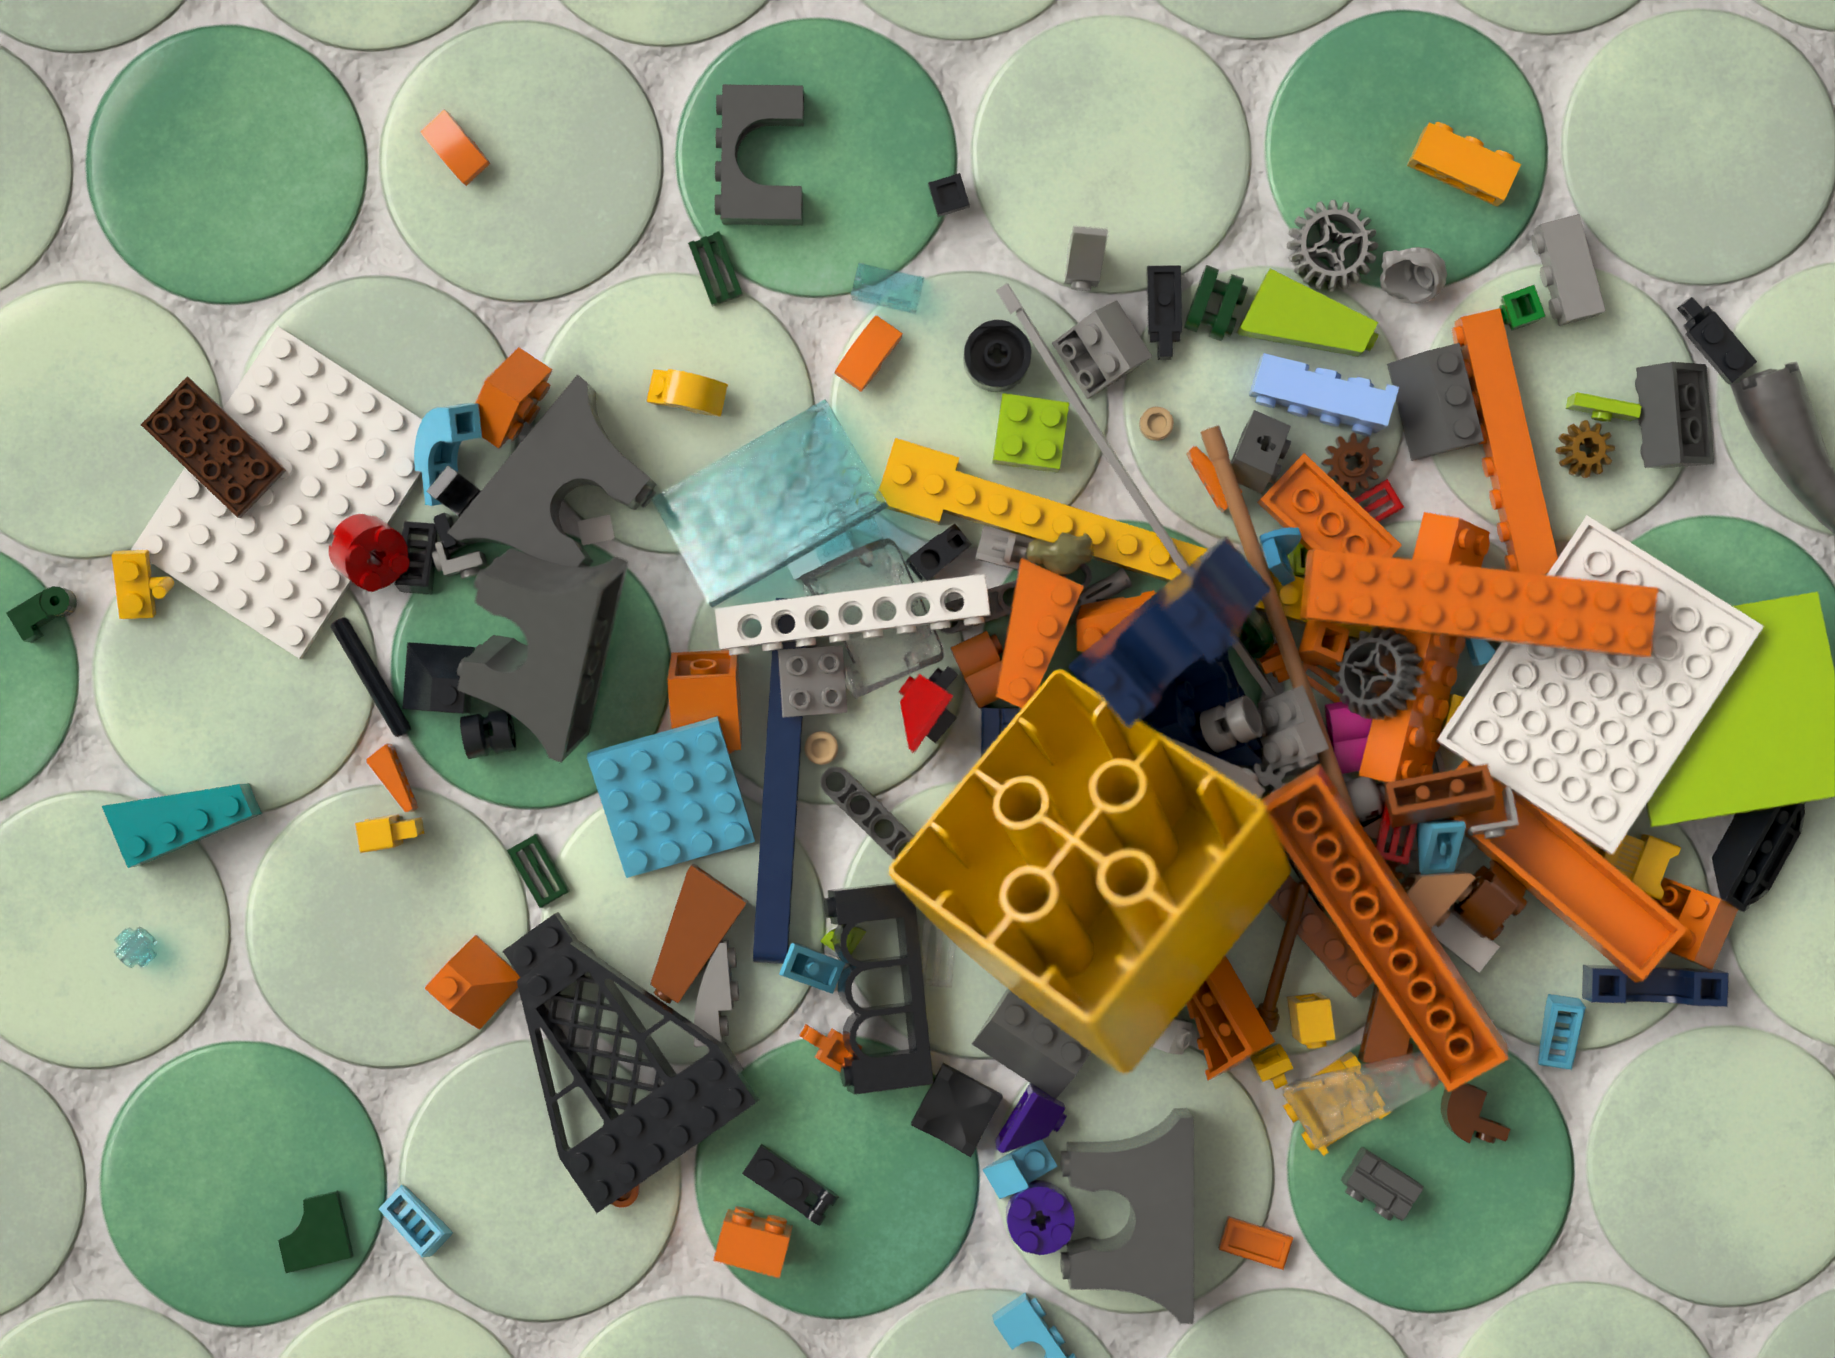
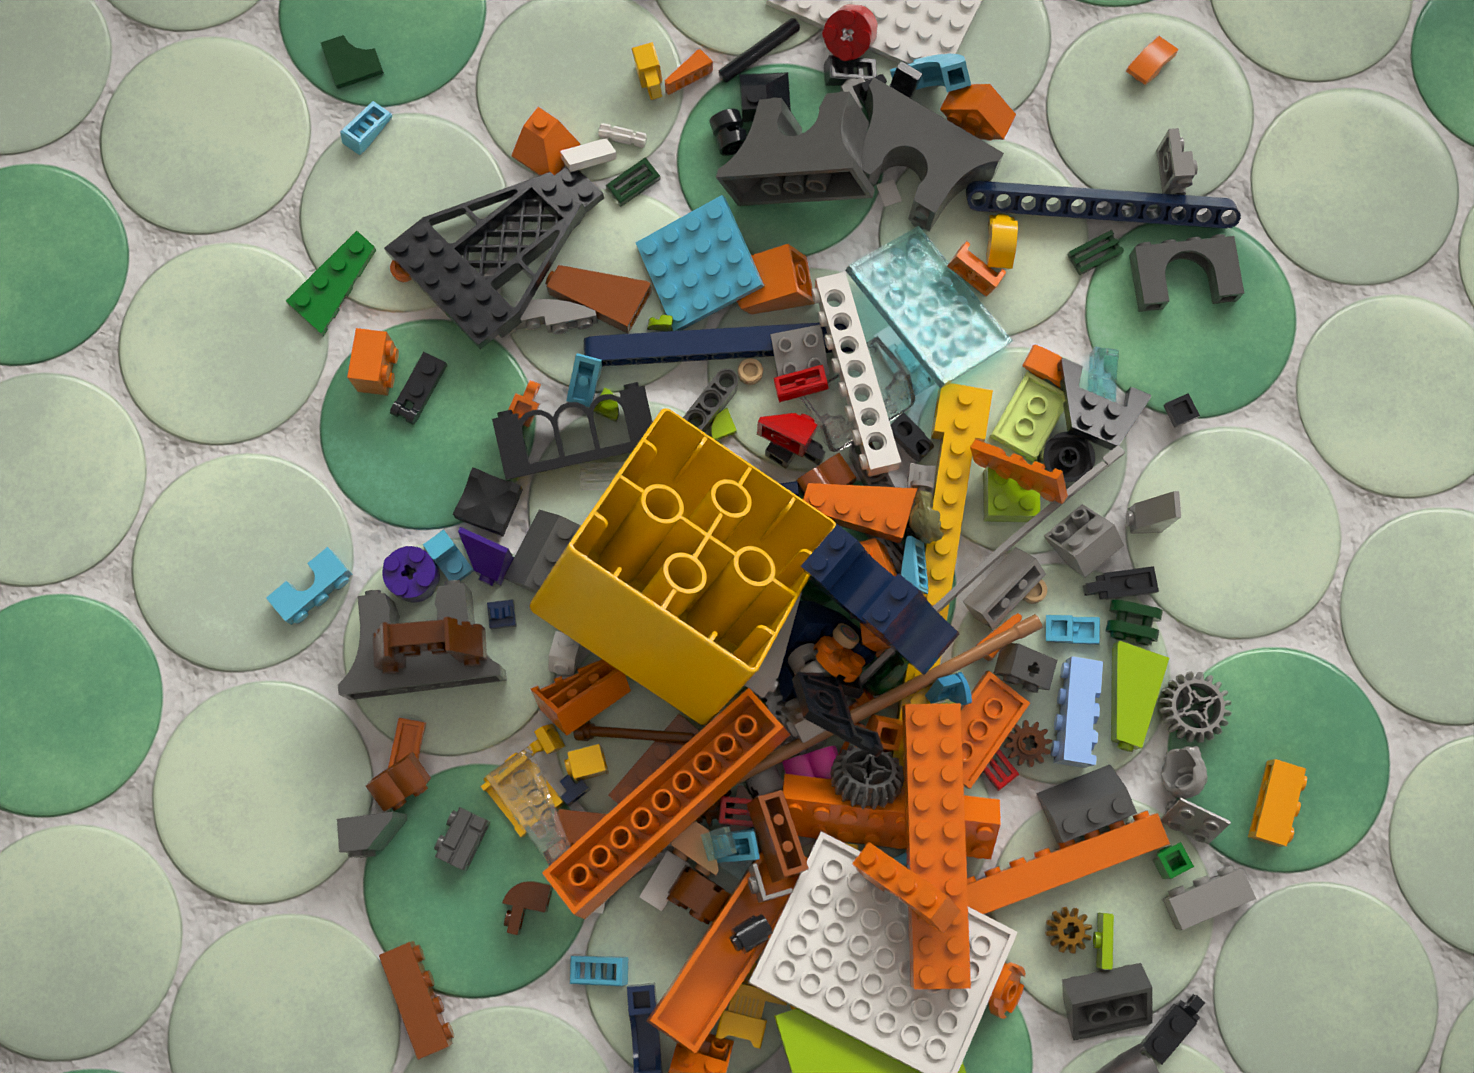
camera: 80 degrees right, 10 degrees down
(471, 877) = (622, 135): none -> white axle
(496, 926) = (588, 155): none -> white tile
(623, 144) = (1175, 166): none -> light grey plate
(639, 1294) = (328, 286): none -> green wing
(654, 250) = (1112, 211): none -> dark blue beam
(723, 432) = (975, 270): none -> orange hinge
(742, 858) = (663, 324): none -> lime tile
(855, 685) = (801, 386): none -> red tile
(890, 793) = (723, 425): none -> lime tile
(927, 390) = (1030, 417): none -> yellowish green tile
(947, 309) = (1095, 416): none -> wing
(1047, 389) = (1035, 477): none -> orange wing
(1102, 1106) = (501, 614): none -> dark blue tile
(1119, 575) = (914, 564): none -> medium azure slope
(1153, 462) = (1004, 587): none -> light grey brick
(1156, 1170) = (402, 640): none -> reddish brown wedge
(1195, 675) = (845, 636): none -> tan tile
(1208, 688) = (838, 659): none -> orange plate
(1213, 382) = (1072, 629): none -> medium azure slope
(1296, 715) = (825, 705): none -> black wing
(1304, 1257) = (399, 782): none -> dark orange brick
(1342, 1041) = (574, 790): none -> dark blue tile
(1365, 1305) = (368, 833): none -> dark grey slope
(1440, 869) = (719, 843): none -> clear light blue tile
(1478, 264) = (1193, 820): none -> light grey hinge
(1530, 650) = (910, 888): none -> orange arch
(1553, 844) = (750, 933): none -> black brick
(1568, 1259) = (416, 999): none -> dark orange brick
(1650, 537) = (1006, 990): none -> orange plate

